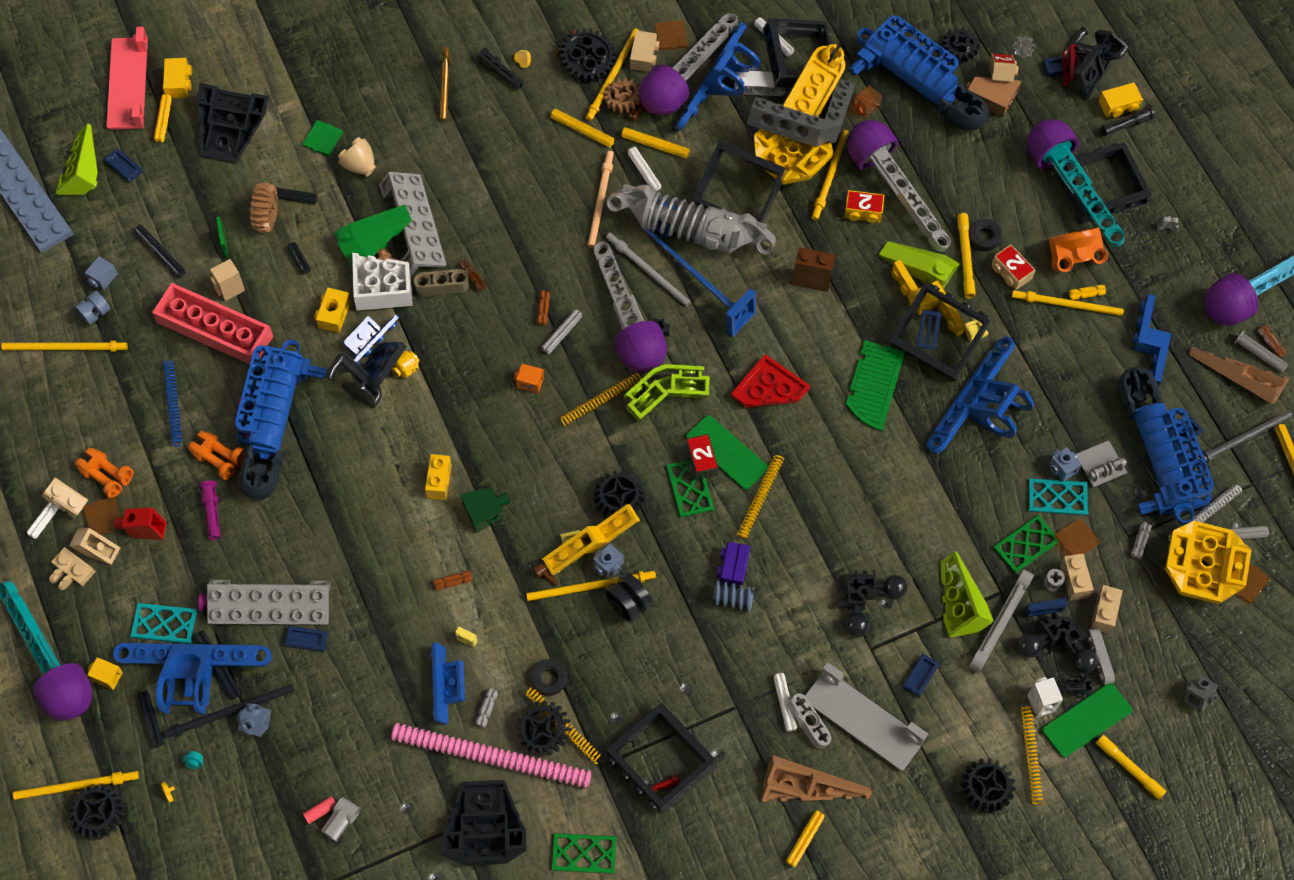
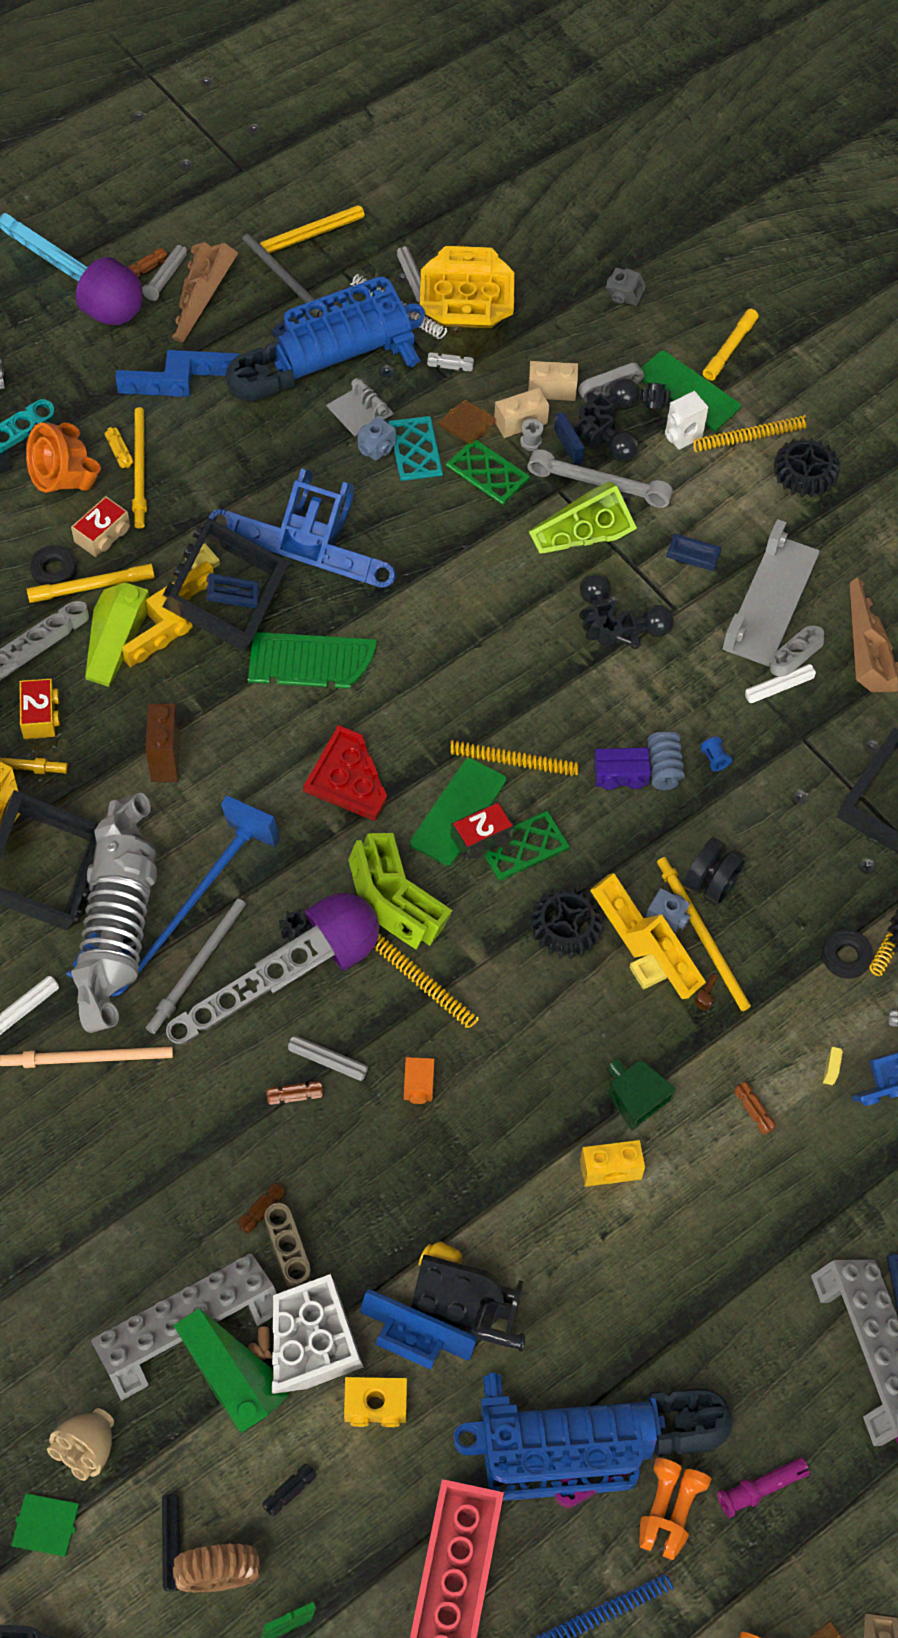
camera: 105 degrees left, 5 degrees down
(142, 523) = (822, 1571): red torso -> none
(226, 280) = (369, 1586): tan brick -> none
(731, 634) = (716, 754): none -> blue bush

